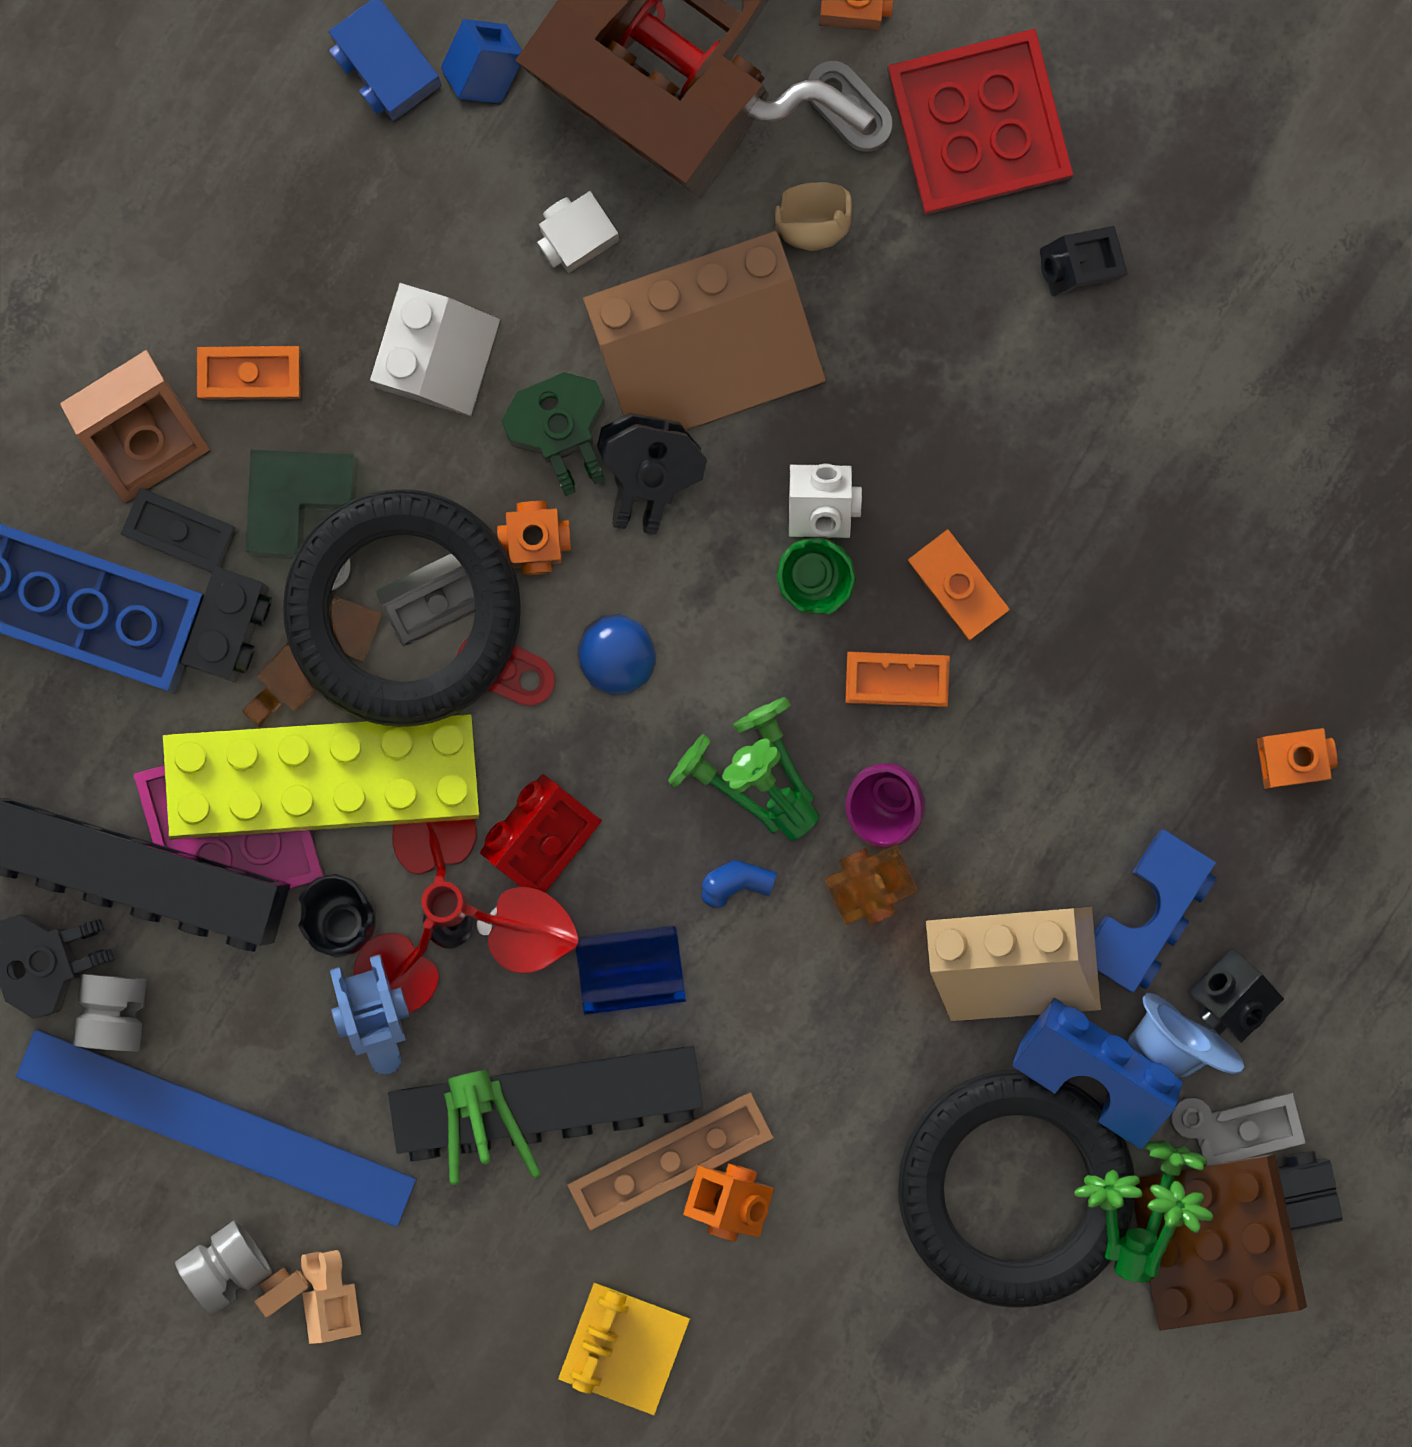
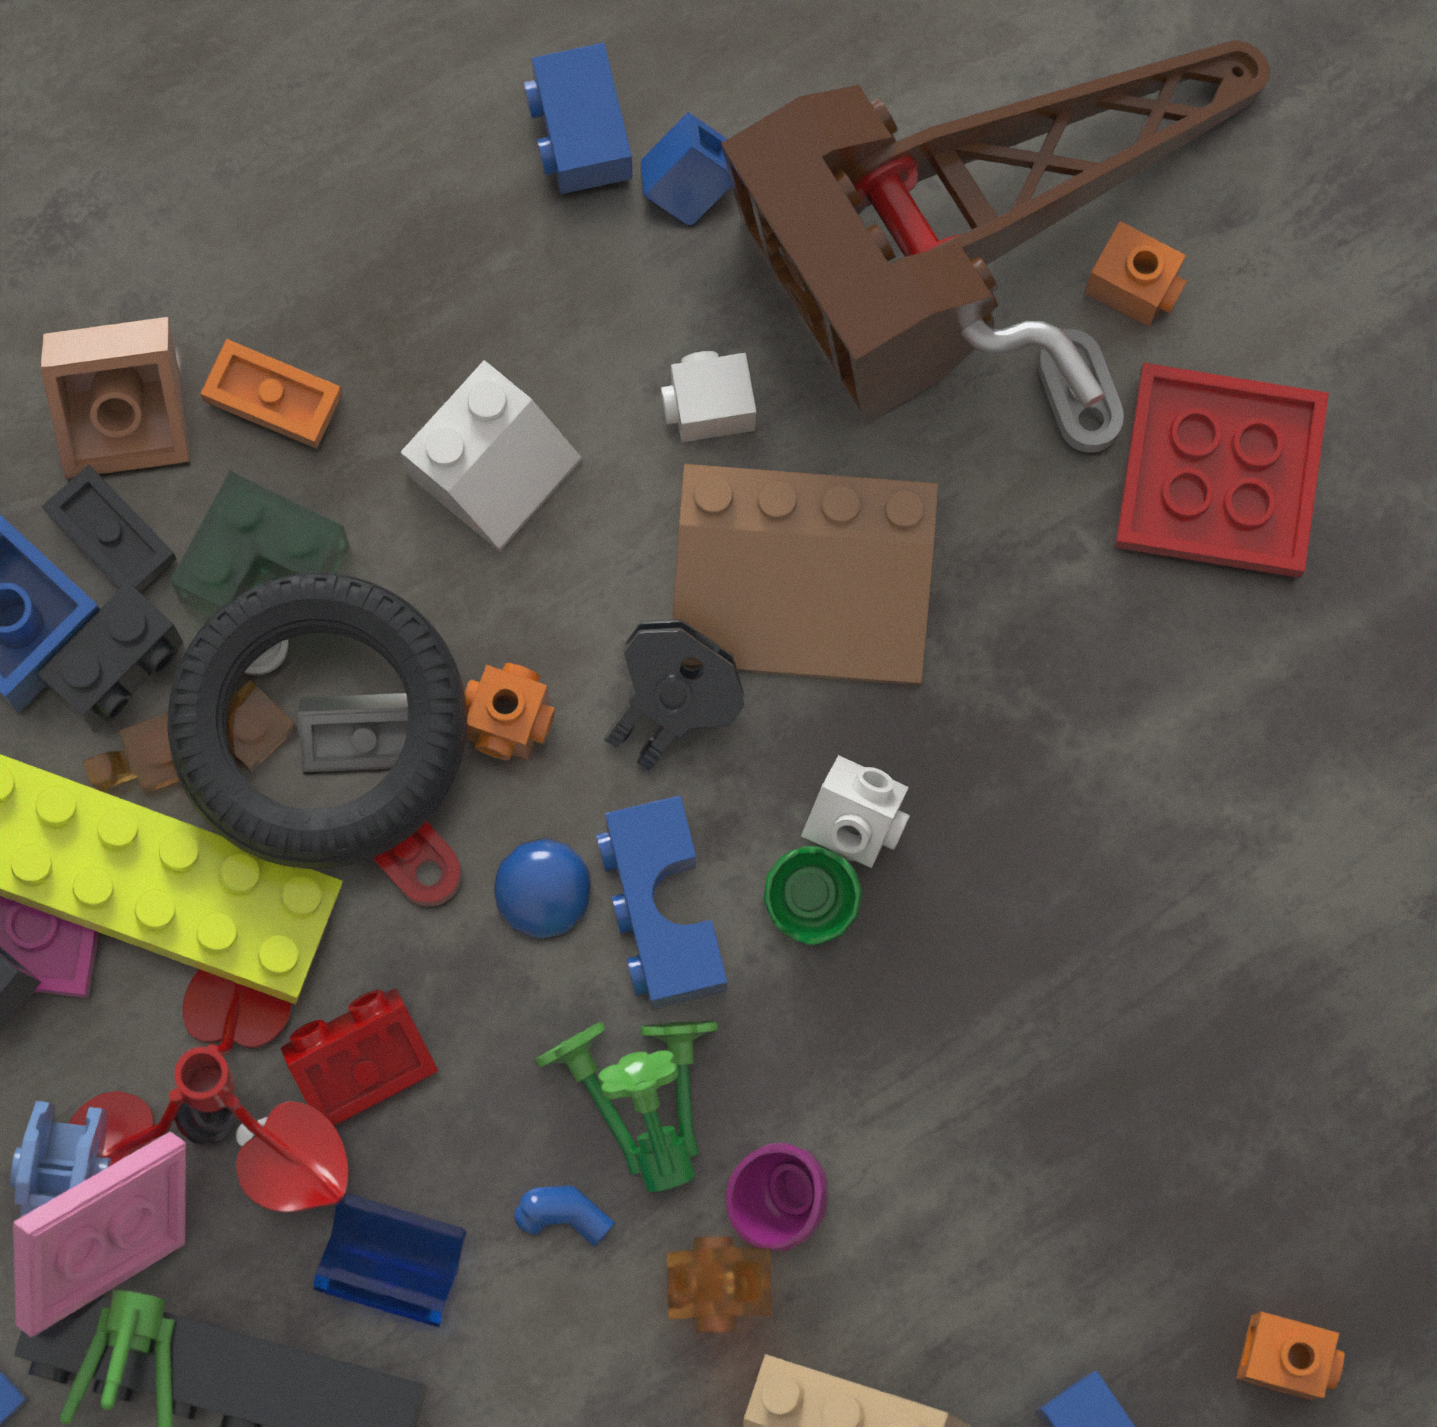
camera: 20 degrees right, 10 degrees down
(336, 915) = (79, 1044): black hair -> none
(421, 1044) = (99, 1234): none -> bright pink tile
(559, 429) = (592, 601): dark green hinge -> none
(732, 667) = (673, 959): none -> blue arch
(814, 215) = (987, 491): tan hair -> none
(897, 679) = (855, 1057): orange plate -> none
(958, 585) = (974, 980): orange plate -> none
(1082, 260) = (1275, 672): black bracket -> none

